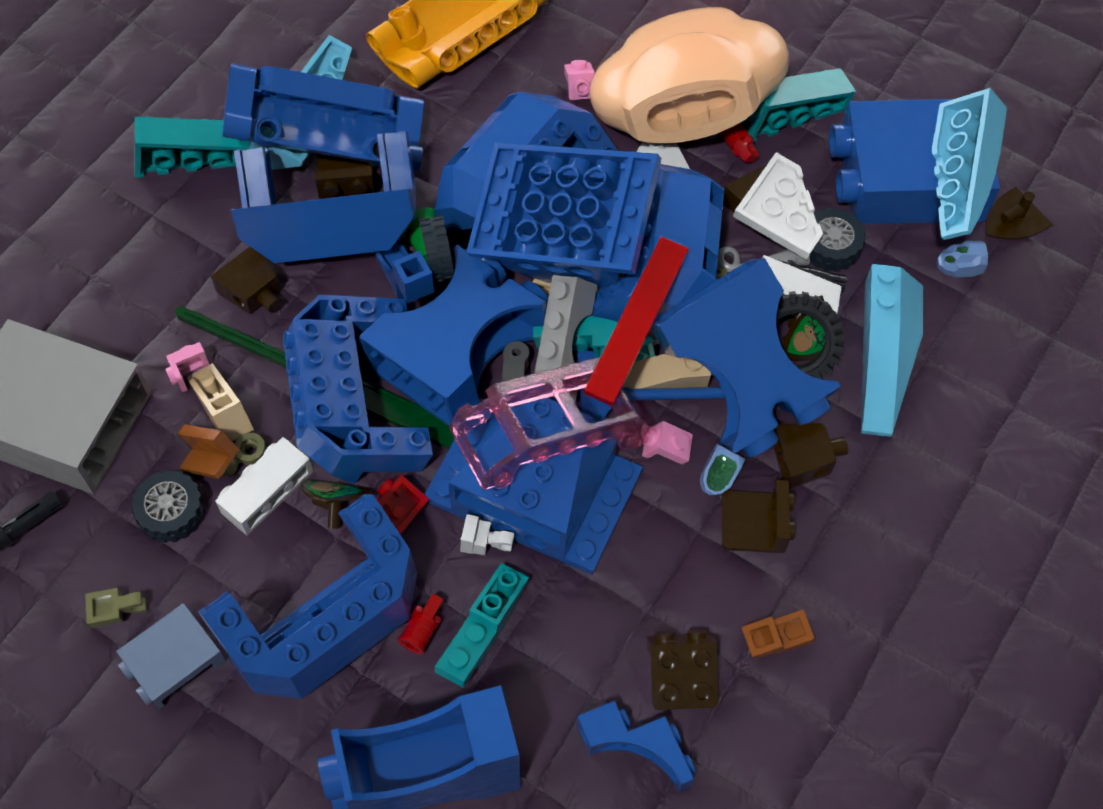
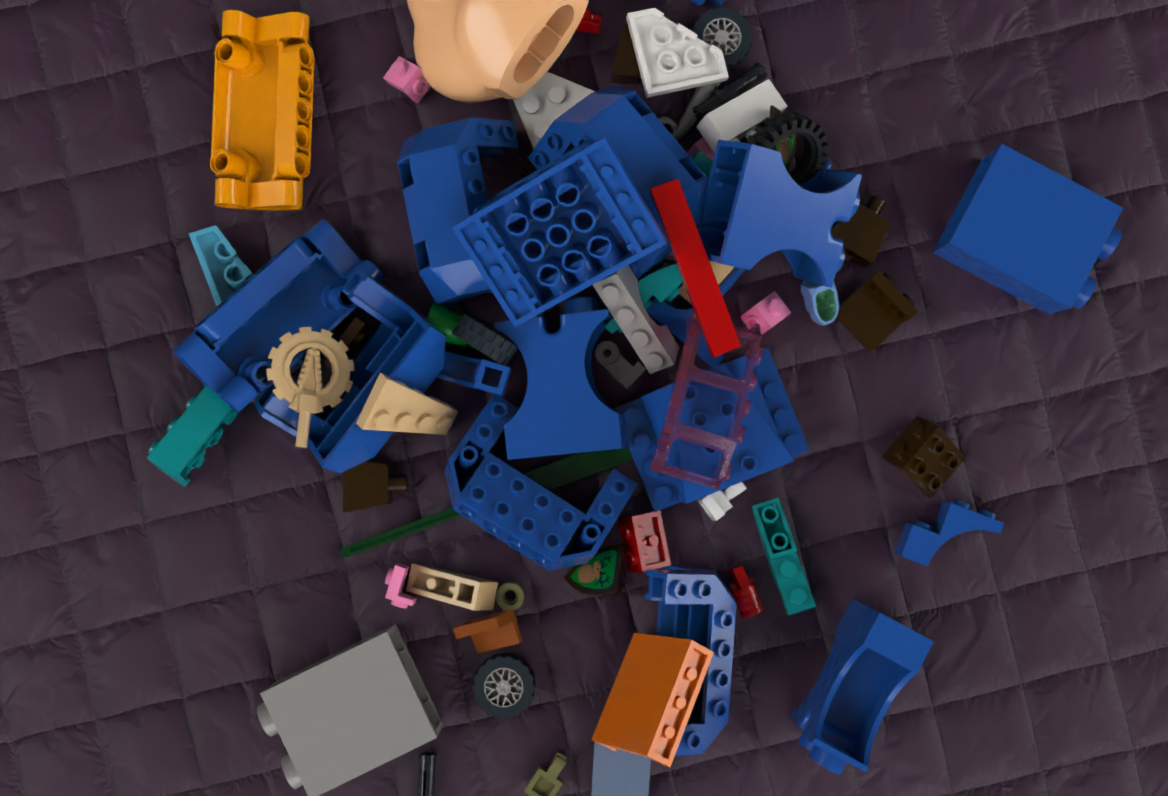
camera: 50 degrees left, 25 degrees up
(259, 595) = (653, 697): none -> orange panel
(264, 485) = (547, 611): white brick -> none
(280, 169) = (307, 394): none -> tan bar
(328, 235) = (404, 409): none -> tan wing
(778, 635) = (956, 375): dark orange slope -> none
(889, 344) = (834, 89): medium azure wedge -> none
(950, 573) = (1030, 231): none -> blue brick

